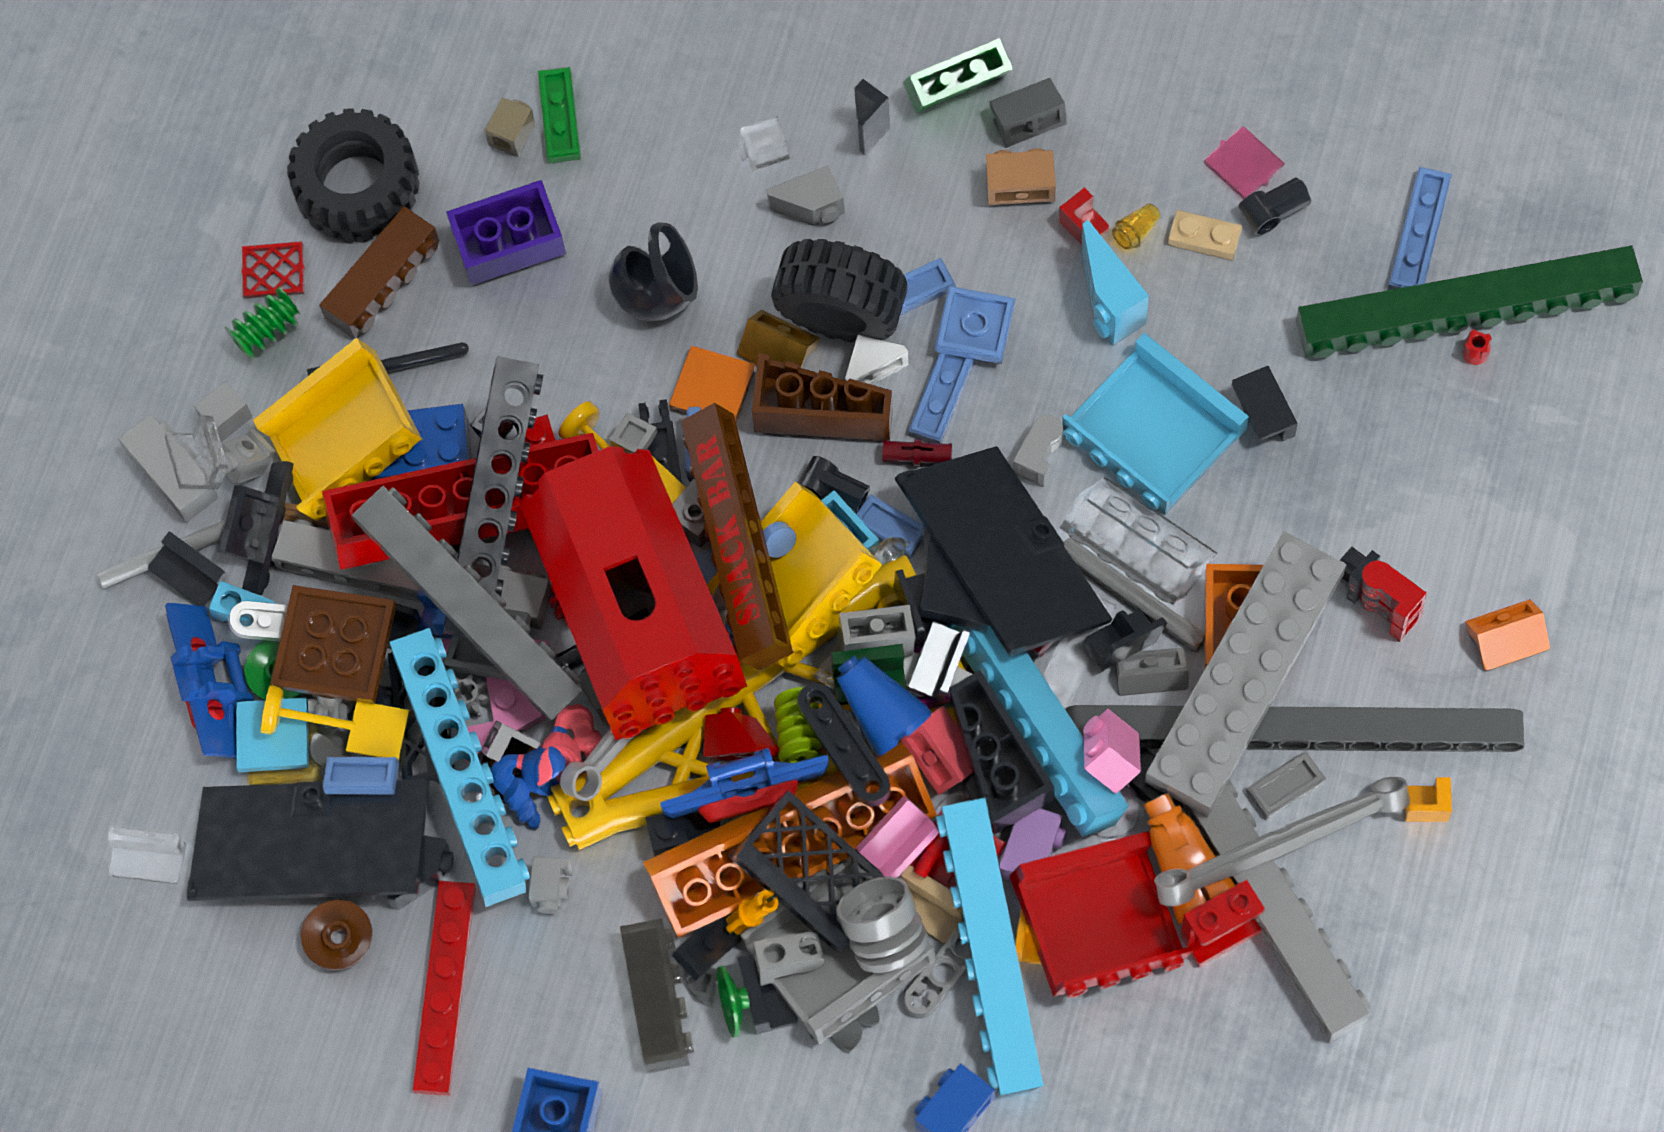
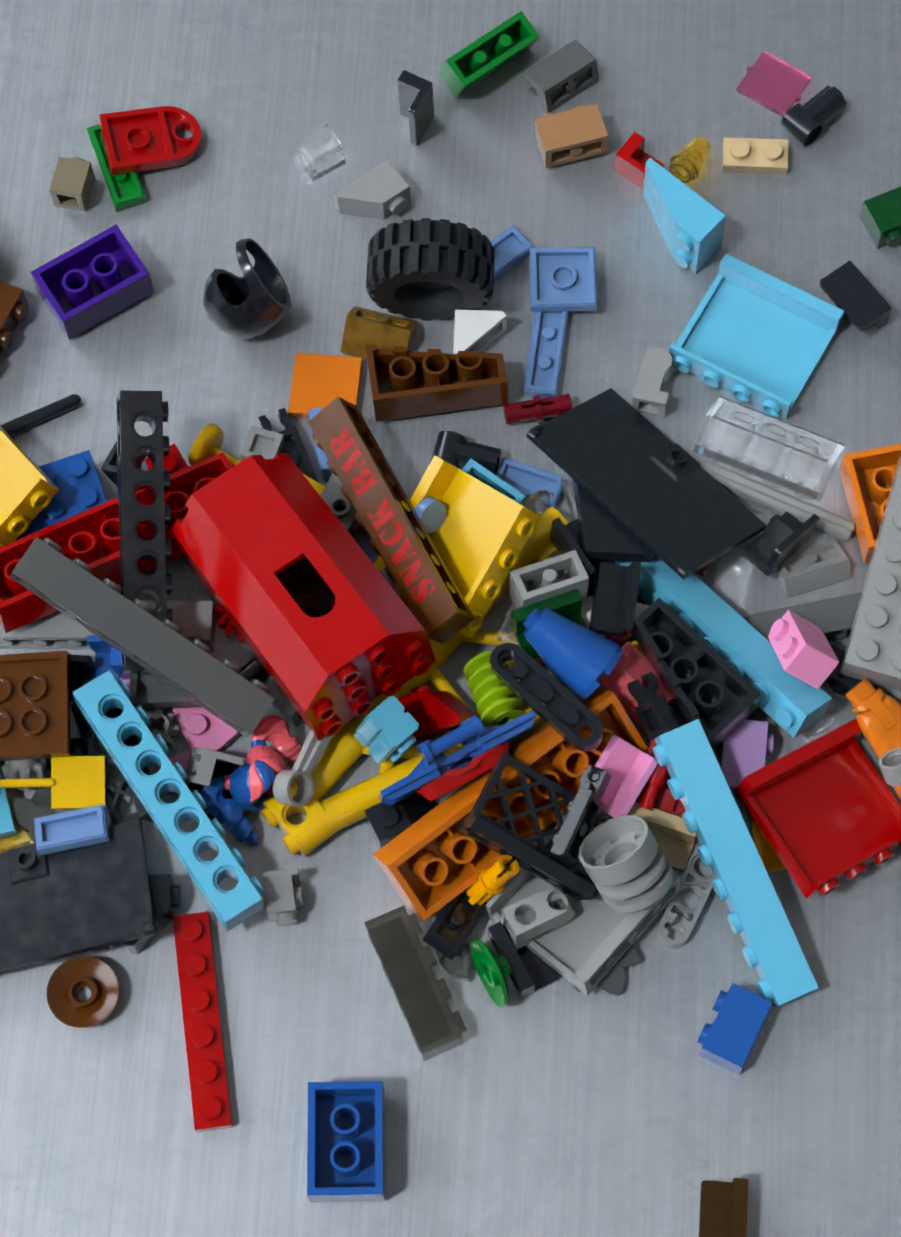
camera: 15 degrees left, 0 degrees up
(595, 95) = (148, 138): none -> red tile
(684, 745) = (387, 731): none -> medium azure brick
(850, 868) = (581, 815): none -> black hinge
(947, 780) = (652, 711): none -> black plate

